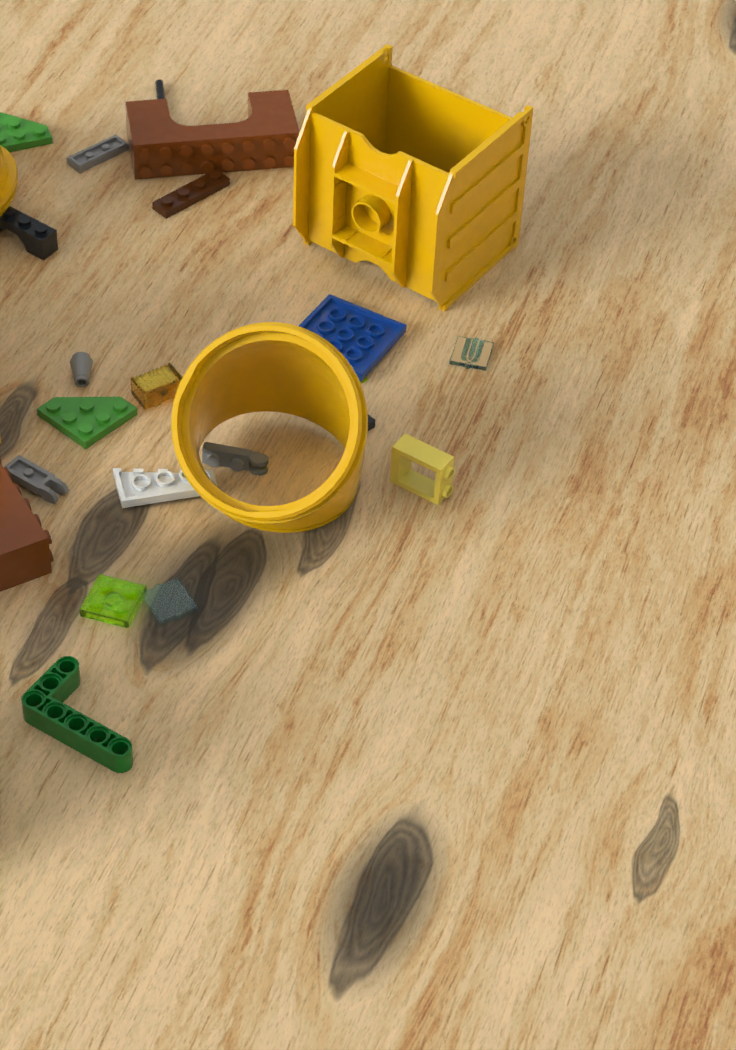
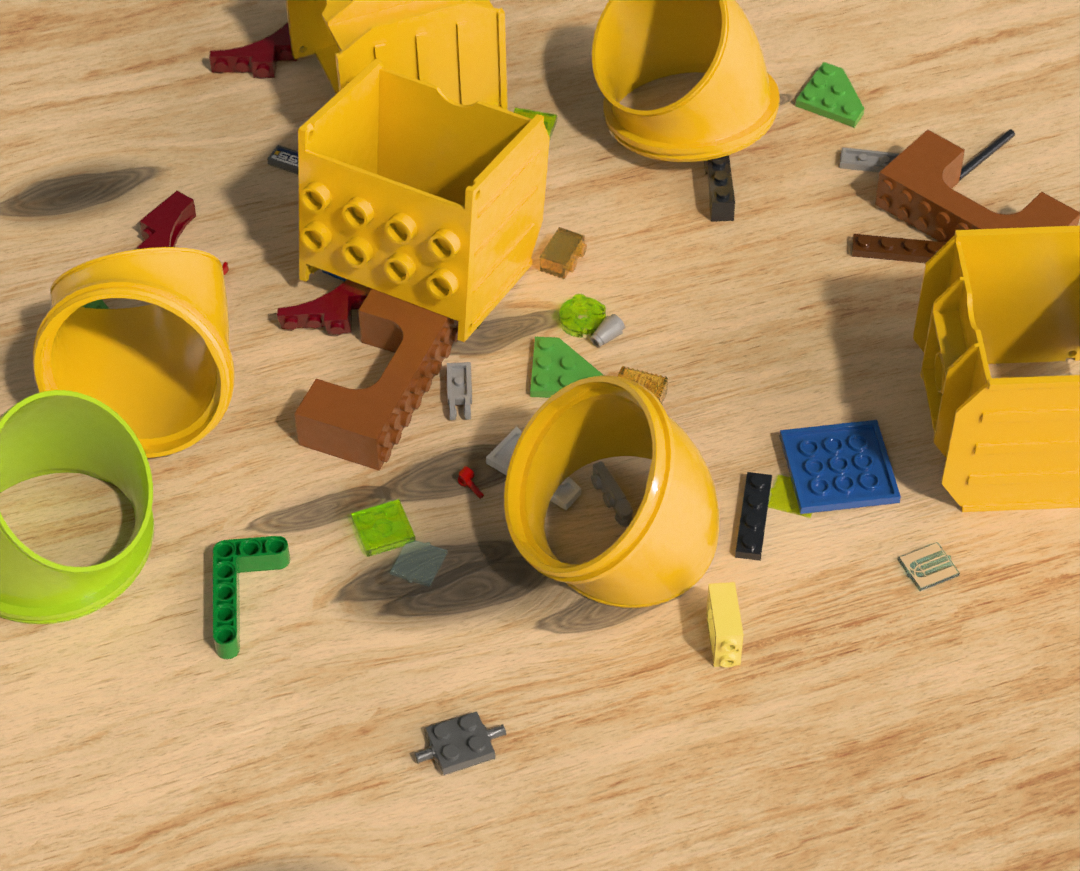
camera: 55 degrees right, 5 degrees up
(38, 368) = (579, 306): none -> clear neon green plate
(123, 528) = (465, 478): none -> red hand
(363, 675) = (460, 743): none -> dark grey plate

